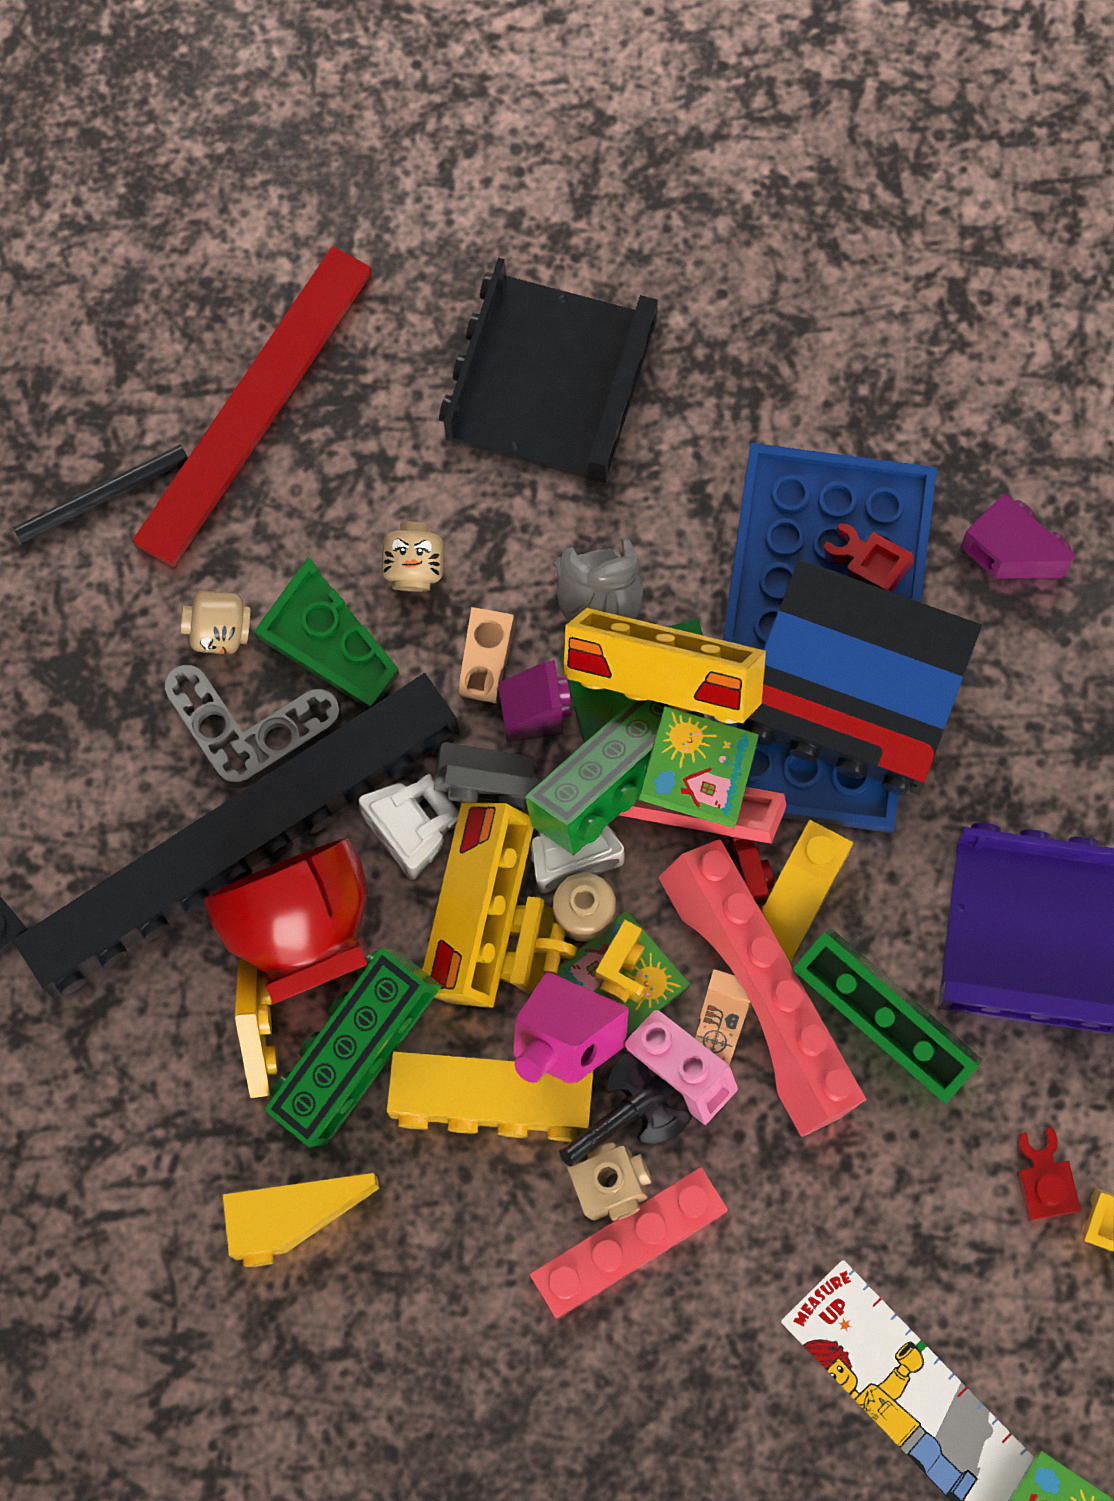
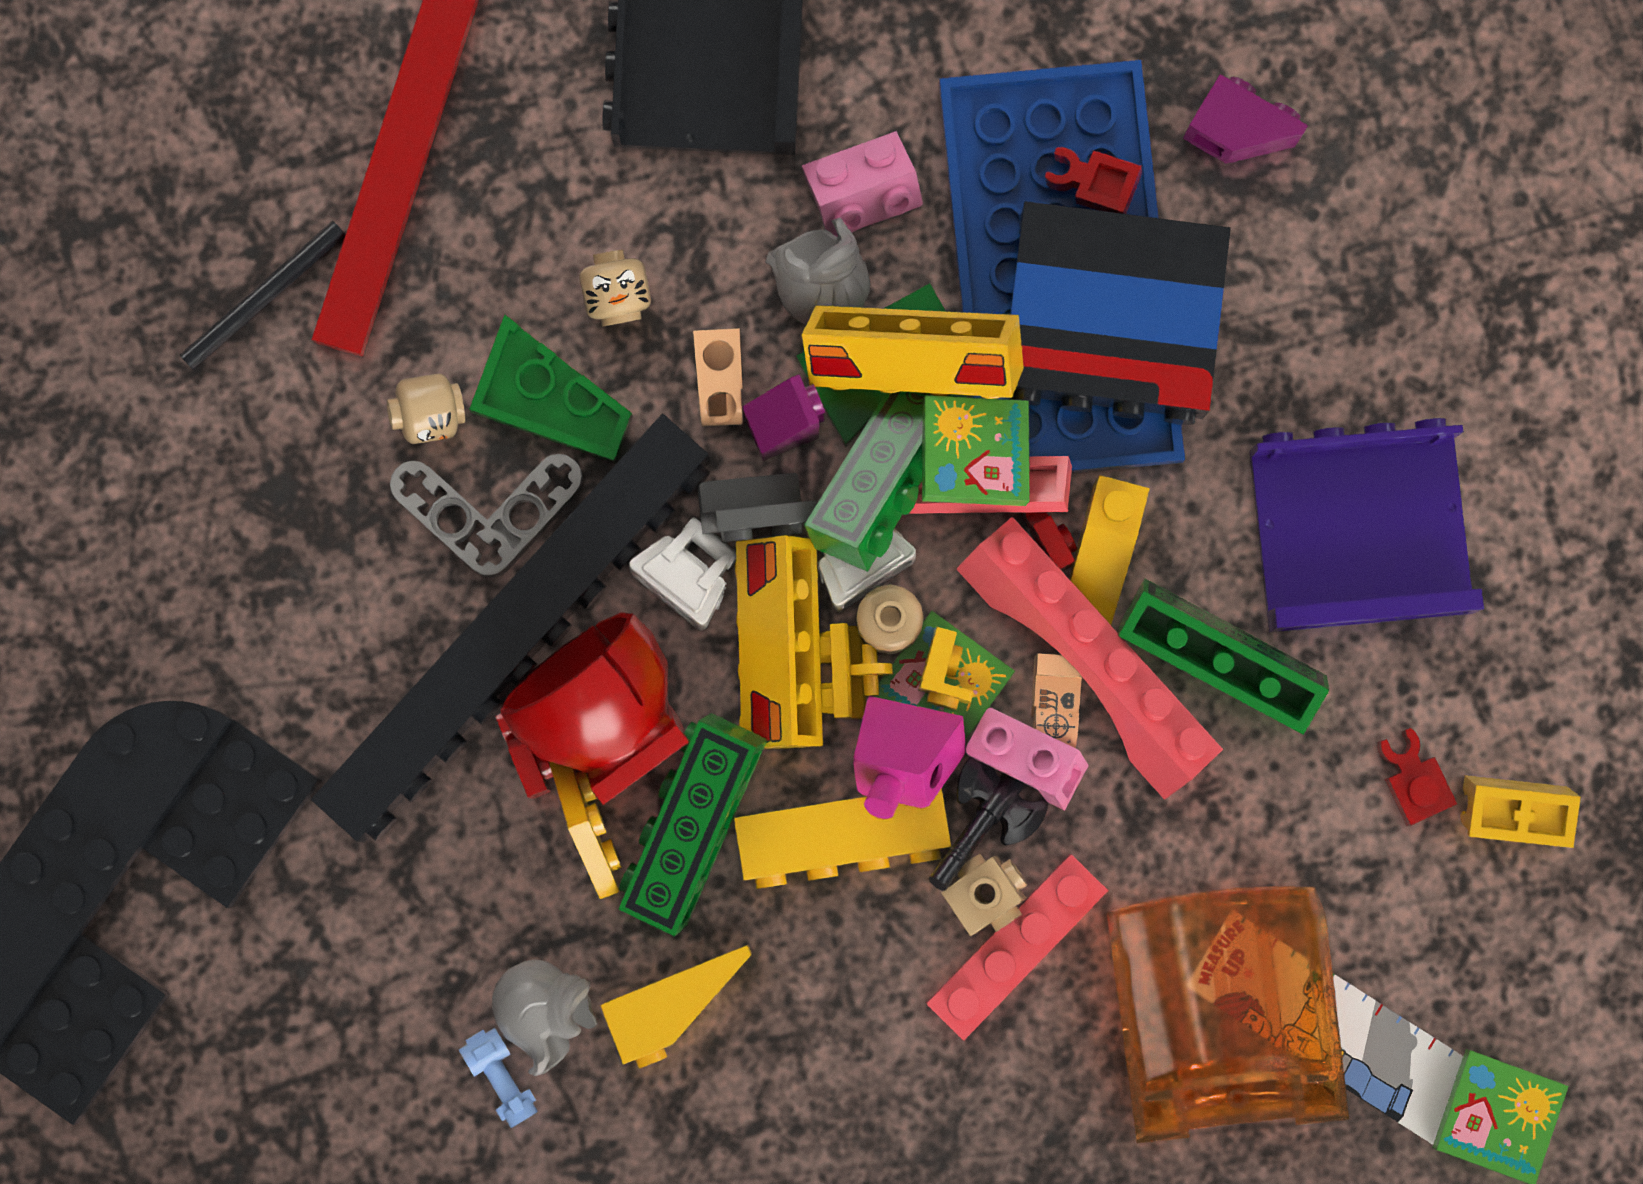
camera: 20 degrees left, 10 degrees up
(105, 1218) = (485, 1054): none -> light blue bar
(165, 1186) = (540, 1010): none -> light grey hair
(220, 963) = (531, 770): none -> red plate
(661, 519) = (864, 183): none -> bright pink bracket
(811, 1352) = (1228, 1010): none -> clear orange windscreen

